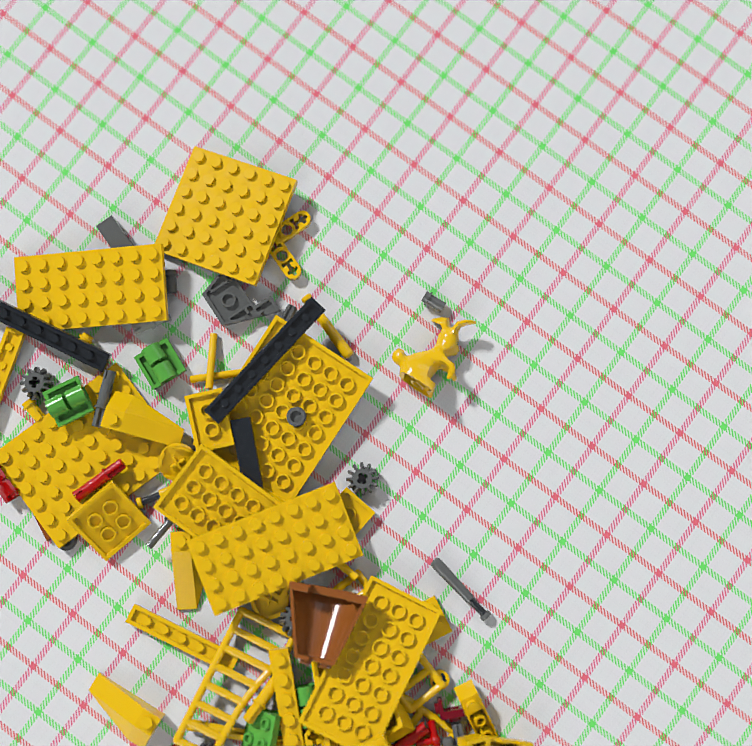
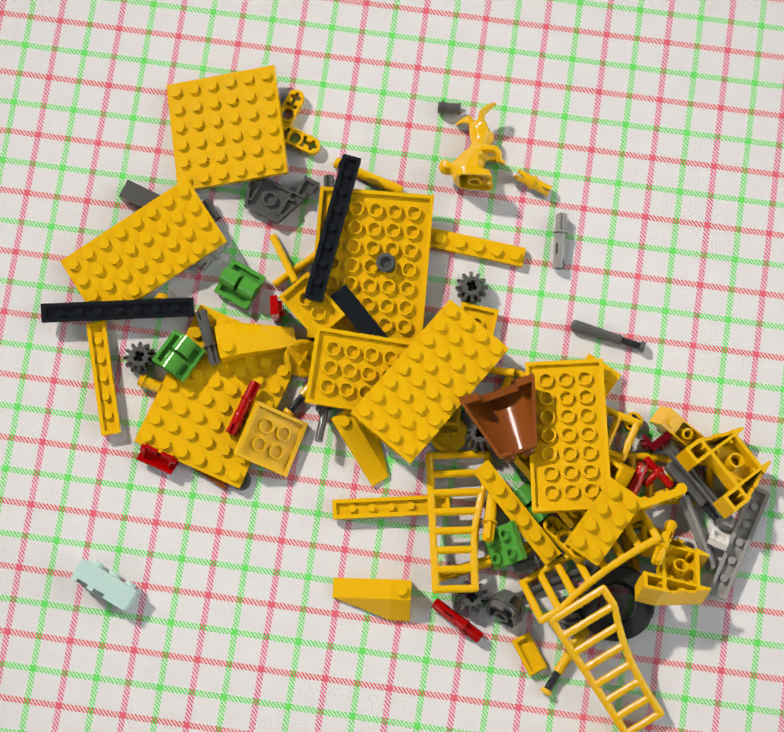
camera: 25 degrees left, 5 degrees down
(177, 405) = (276, 308): none -> red plate
(388, 443) = (477, 247): none -> yellow plate
(465, 478) = (559, 241): none -> light grey axle
(471, 411) = (532, 182): none -> yellow pin

